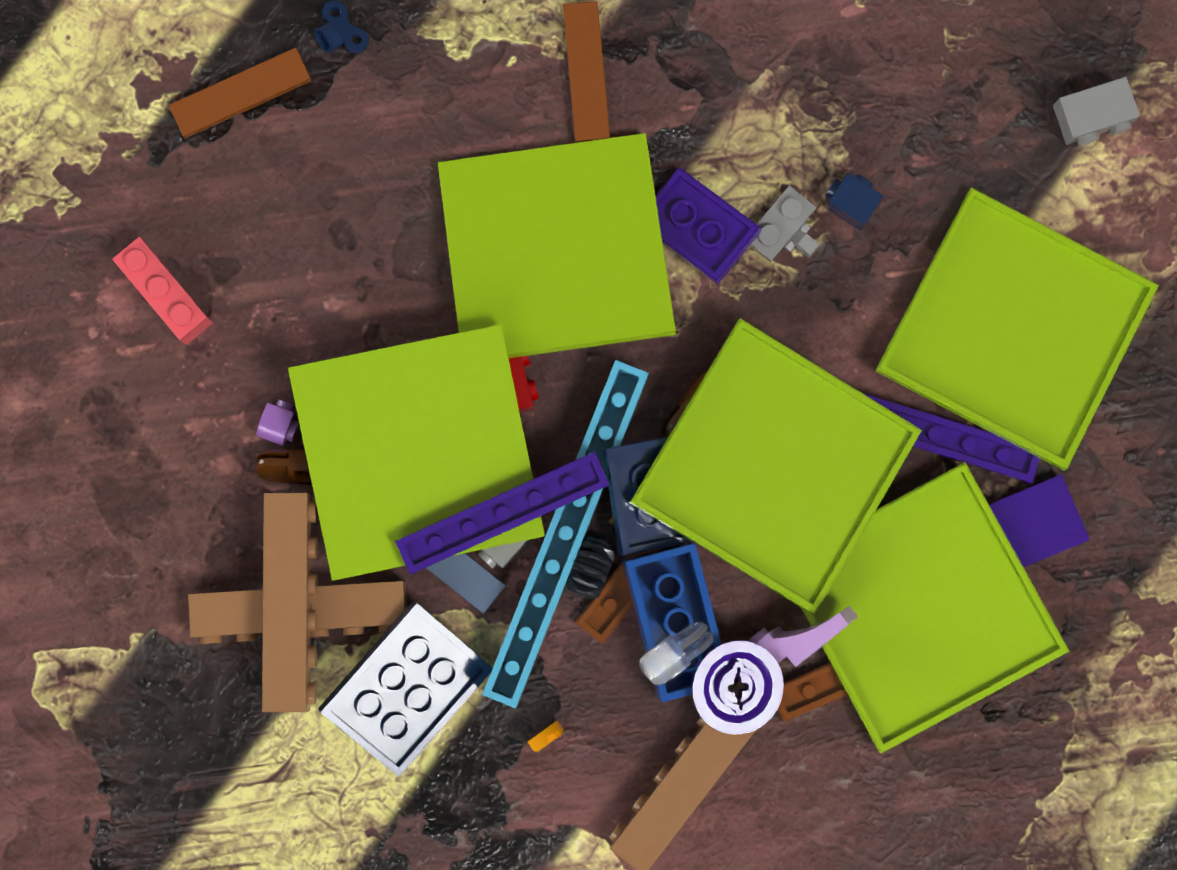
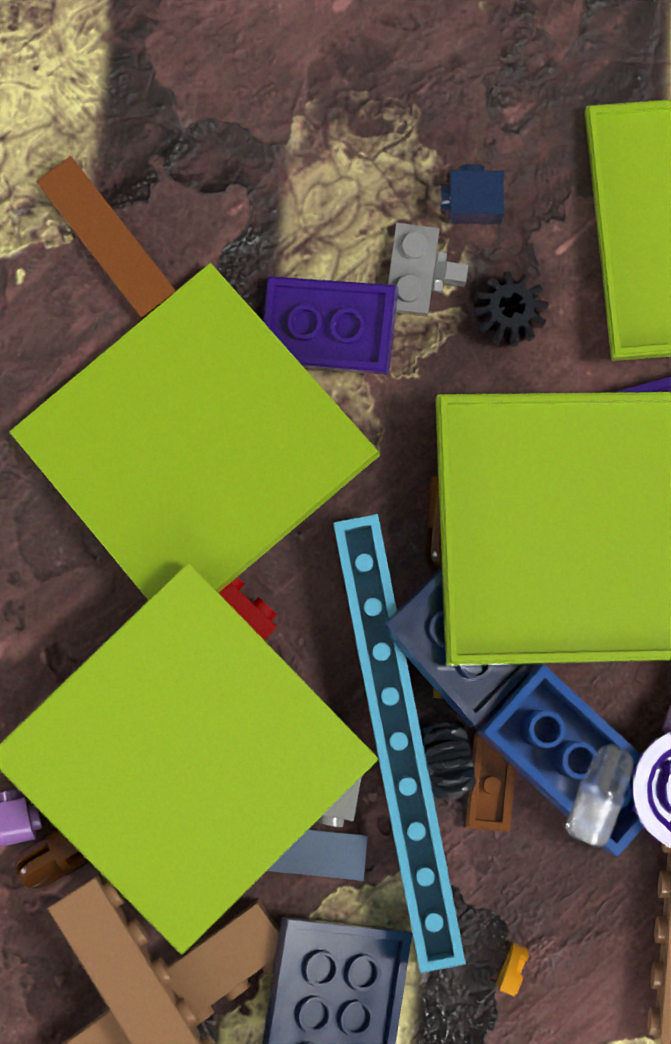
camera: 35 degrees left, 0 degrees up
(502, 513) = (318, 765): dark purple plate -> none
(829, 280) = (501, 296): none -> black gear

